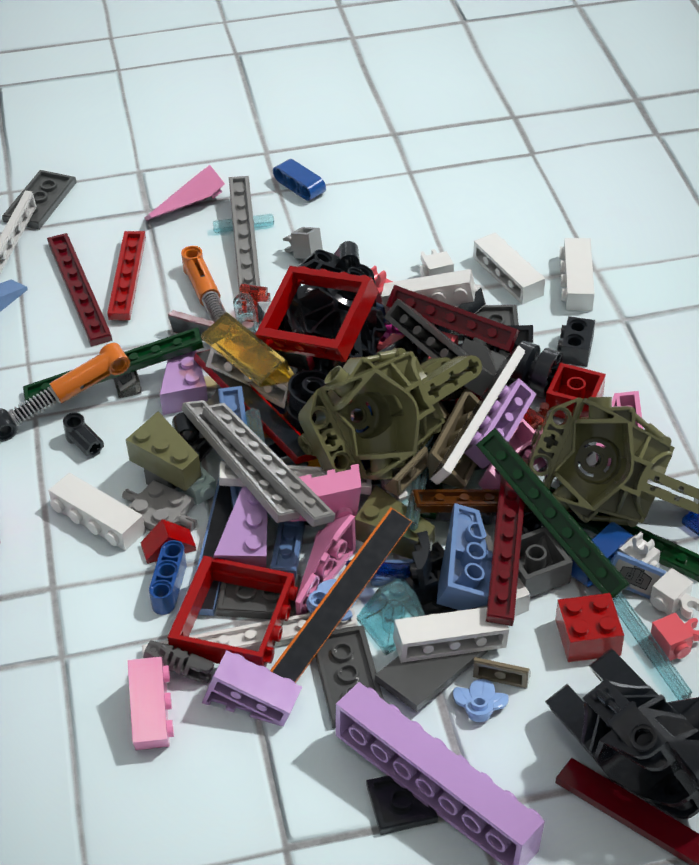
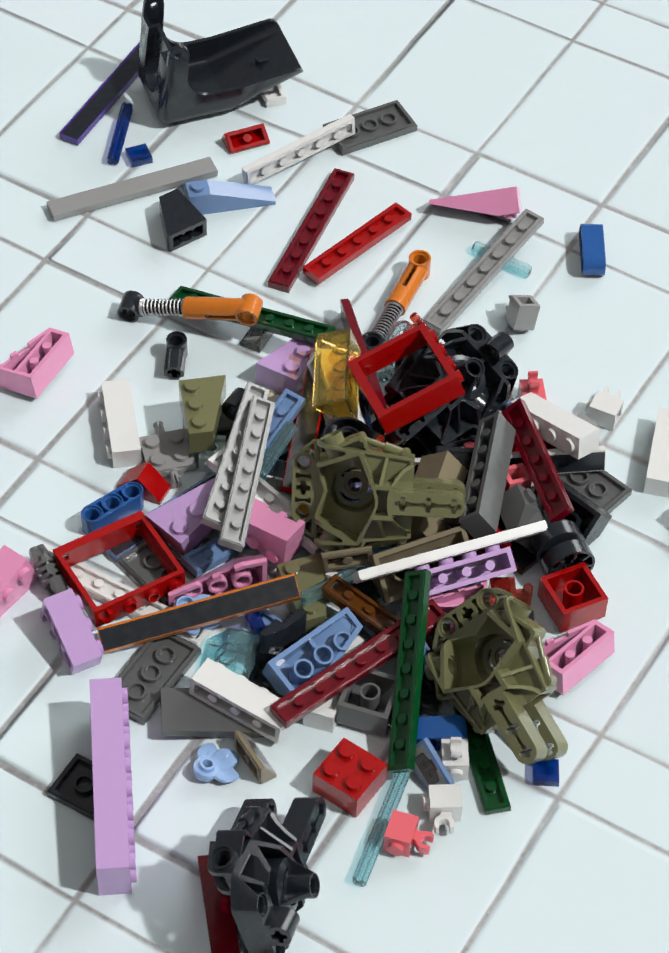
camera: 40 degrees right, 5 degrees up
(576, 341) = (638, 556): black brick -> none

